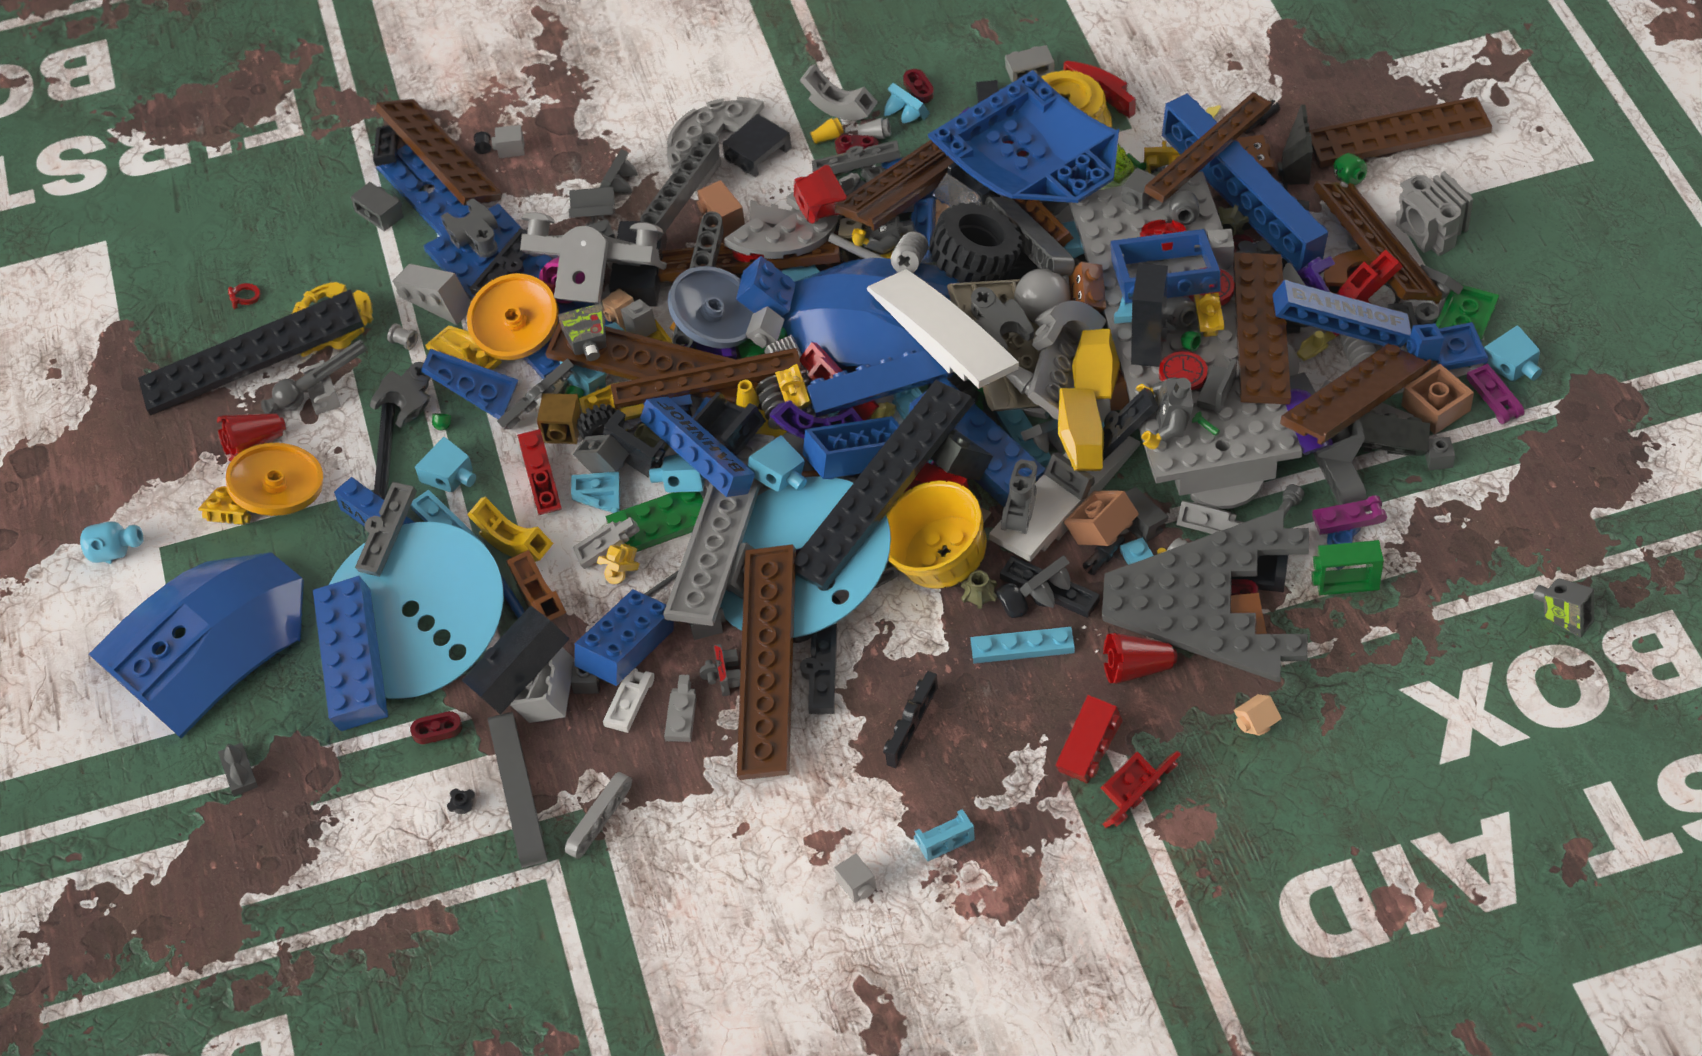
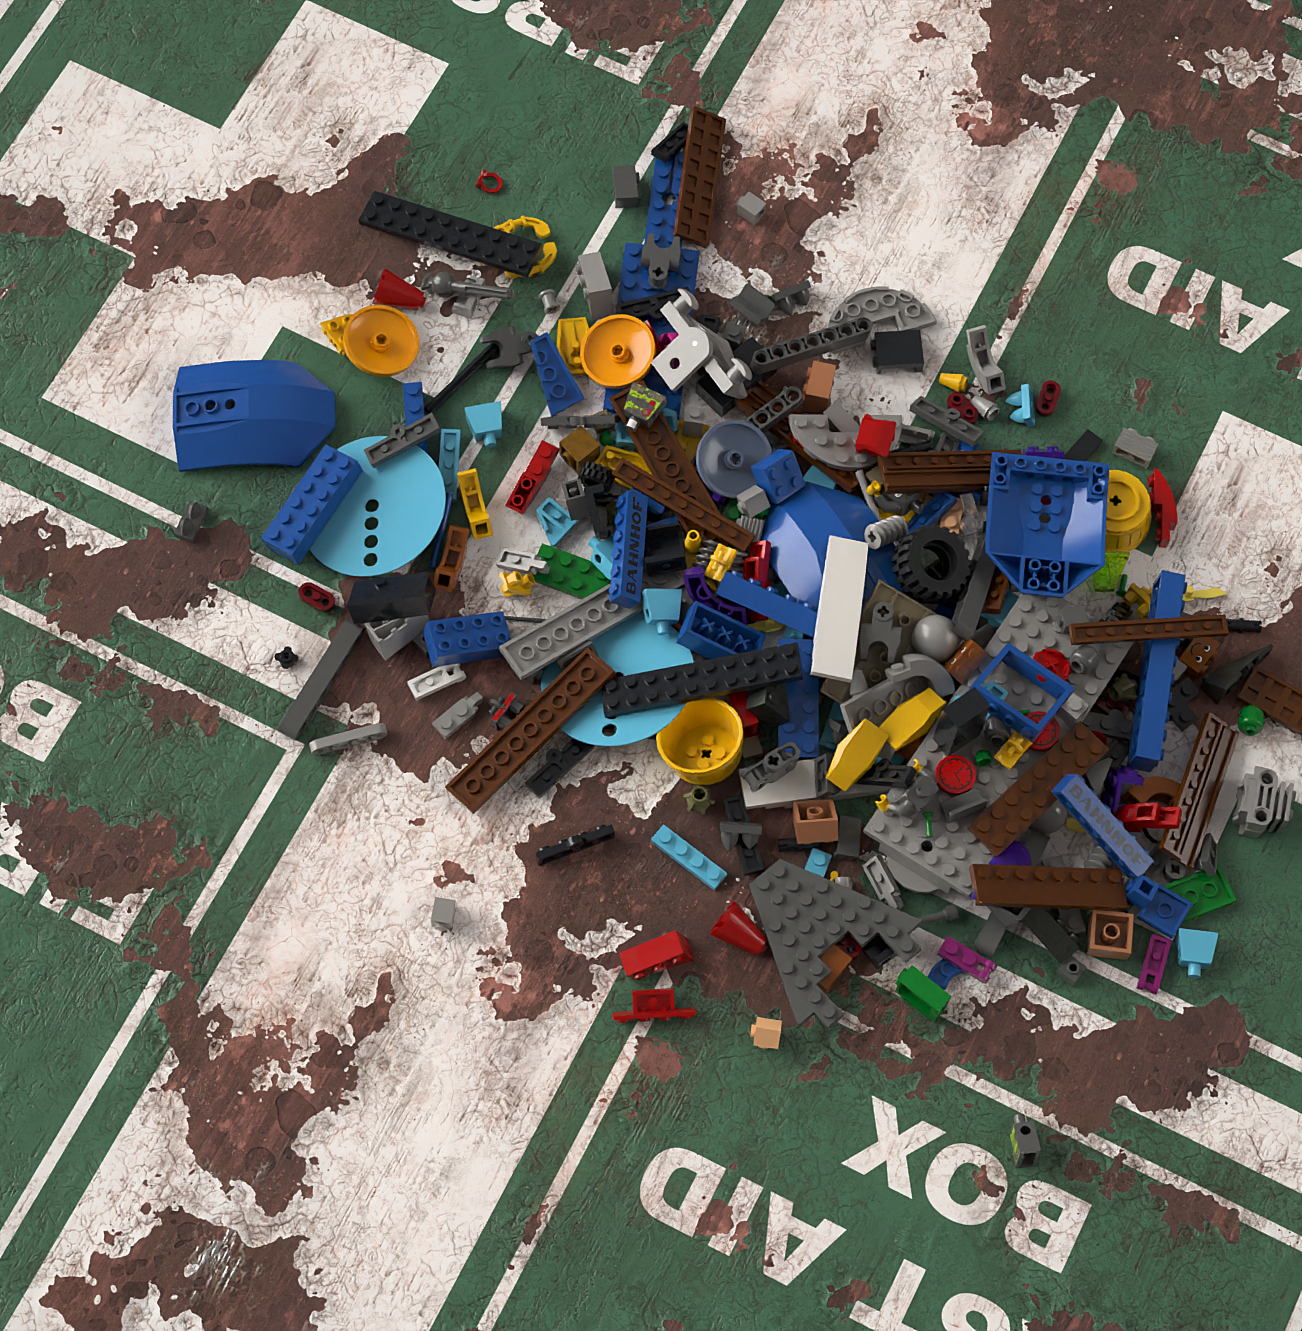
camera: 35 degrees right, 15 degrees up
(109, 541) = (255, 298): medium azure piece -> none
(441, 421) = (515, 385): green hinge -> none
(482, 142) = (734, 193): black axle -> none
(613, 305) = (690, 397): light nougat brick -> none
(945, 837) = (518, 935): medium azure hinge -> none
(1012, 600) = (711, 823): black hair -> none

